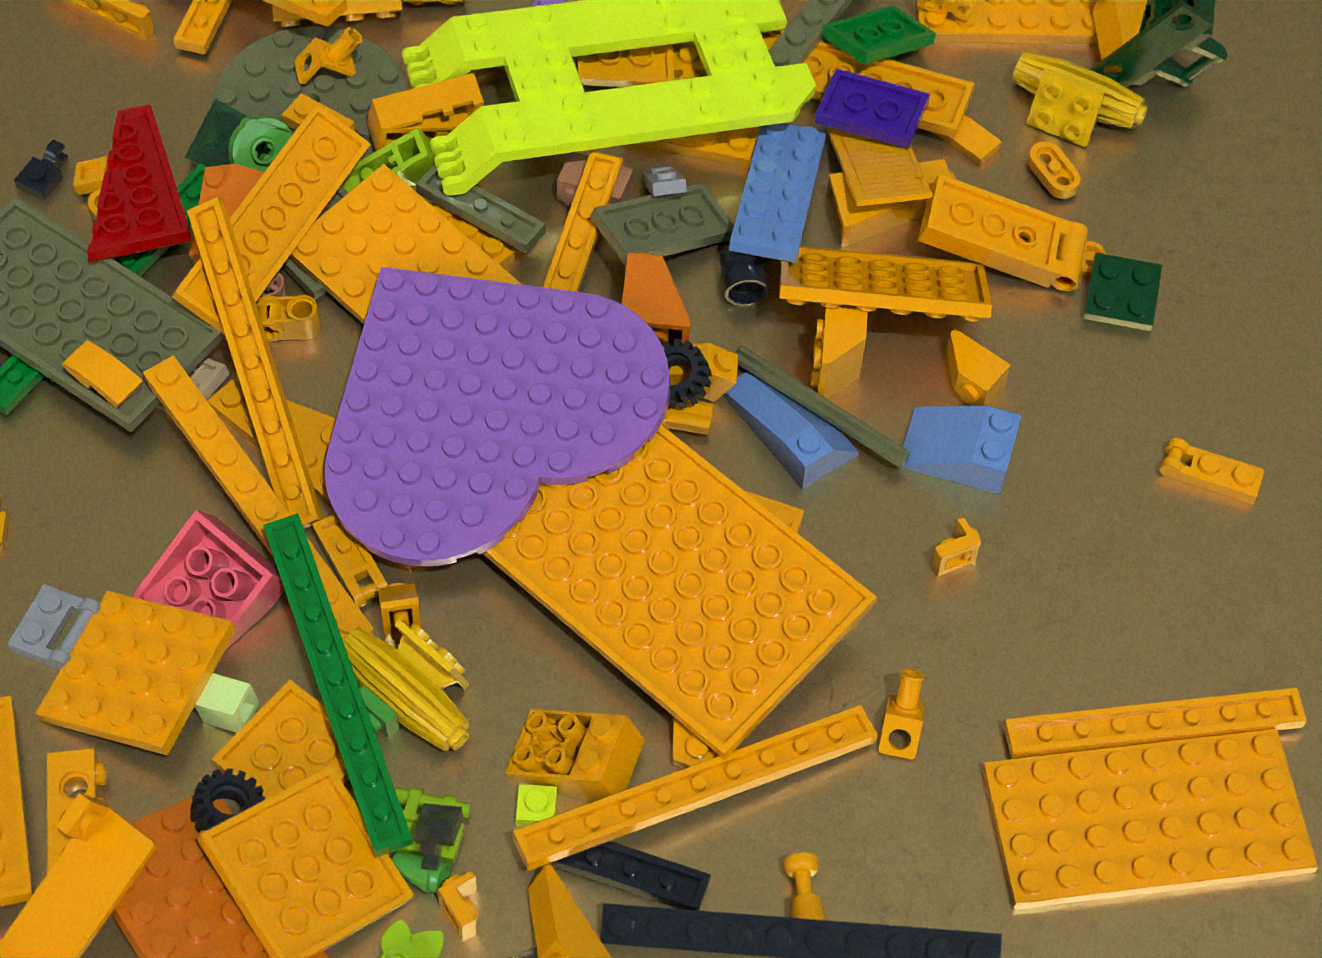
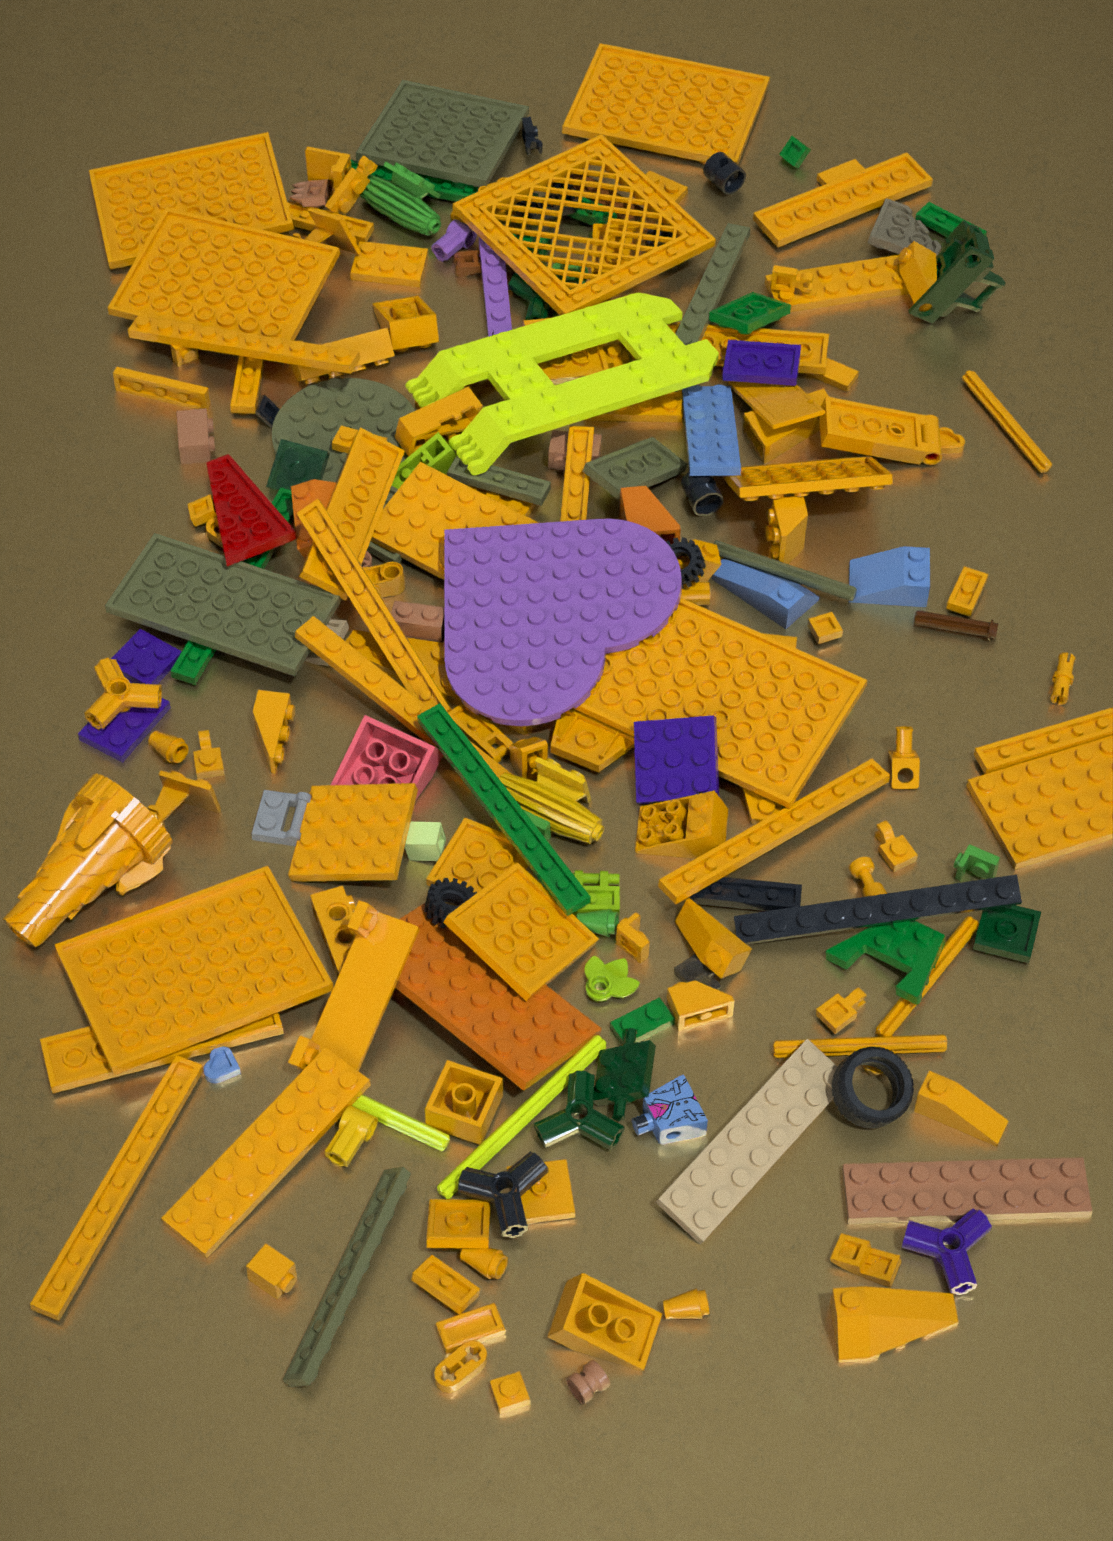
camera: 10 degrees left, 5 degrees down
(43, 175) = (163, 518): black plate -> none
(83, 488) = (271, 719): none -> light orange slope
(103, 372) = (263, 635): light orange slope -> none
(115, 71) = (194, 437): none -> nougat brick
(218, 53) = (266, 411): none -> black slope
(253, 132) = (318, 457): bright green plate -> none
(313, 384) = (420, 620): none -> nougat brick
(329, 55) = (356, 395): light orange bracket -> none
(436, 827) = (603, 889): clear smoke plate -> none
(488, 601) = (588, 741): none -> light orange wing
(535, 804) = (662, 864): neon yellow plate -> none
(590, 656) = (675, 758): none -> dark purple plate
(664, 180) = (625, 438): light grey plate -> none
(852, 499) = (825, 627): none -> light orange plate
(855, 847) = (894, 850): none -> light orange plate
(956, 551) = (908, 647): light orange bracket -> none
(963, 890) = (976, 861): none -> bright green bracket
(975, 370) = (884, 526): light orange slope -> none
(1032, 528) = (957, 624): none -> reddish brown axle
(1058, 174) = (901, 384): light orange plate -> none
(1059, 484) = (967, 591): none -> light orange plate
(1074, 98) = (903, 332): yellow plate -> none
(1123, 291) = (974, 457): dark green plate -> none
(1156, 638) = (1062, 678): none -> light orange pin
(1181, 250) = (1007, 422): none -> light orange axle
(1211, 471) = (1070, 564): light orange plate -> none

